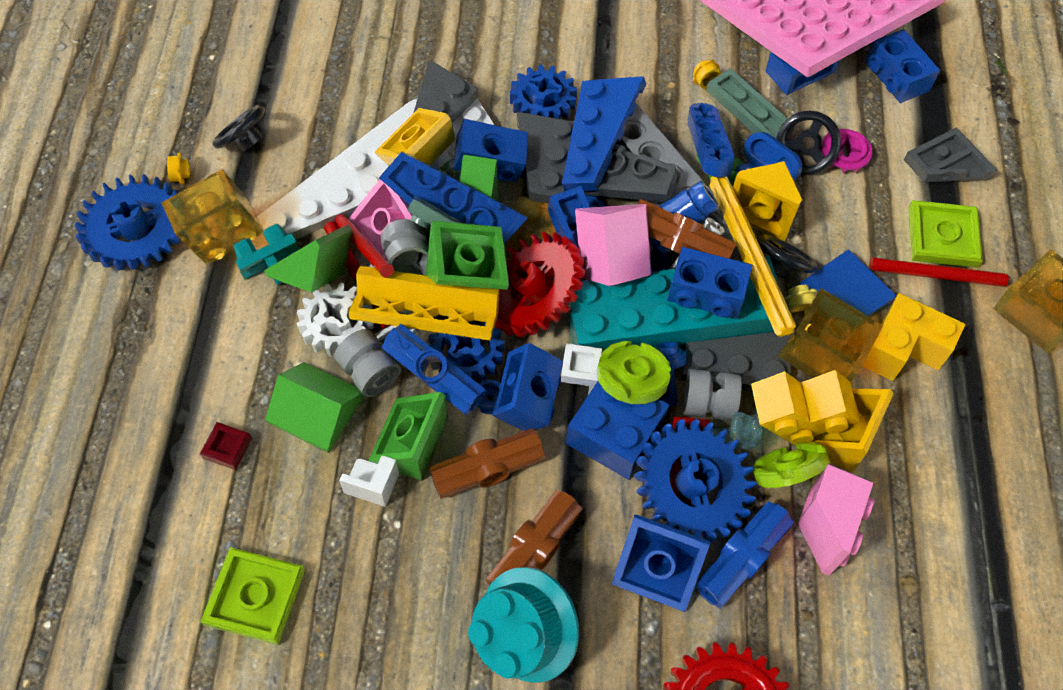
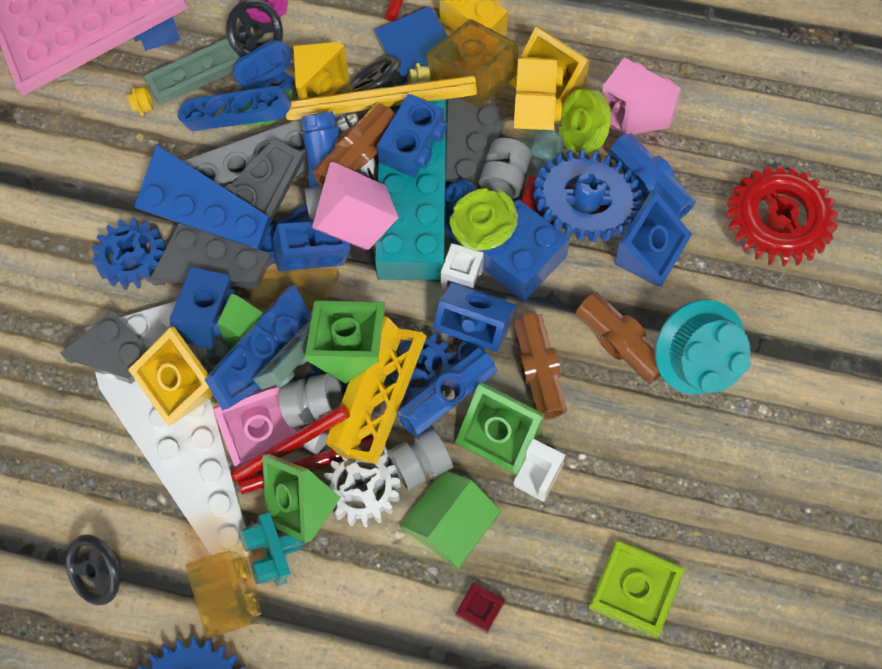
camera: 75 degrees left, 5 degrees up
(178, 168) = (127, 645): yellow plate -> none
(554, 257) = (381, 259): red gear -> none

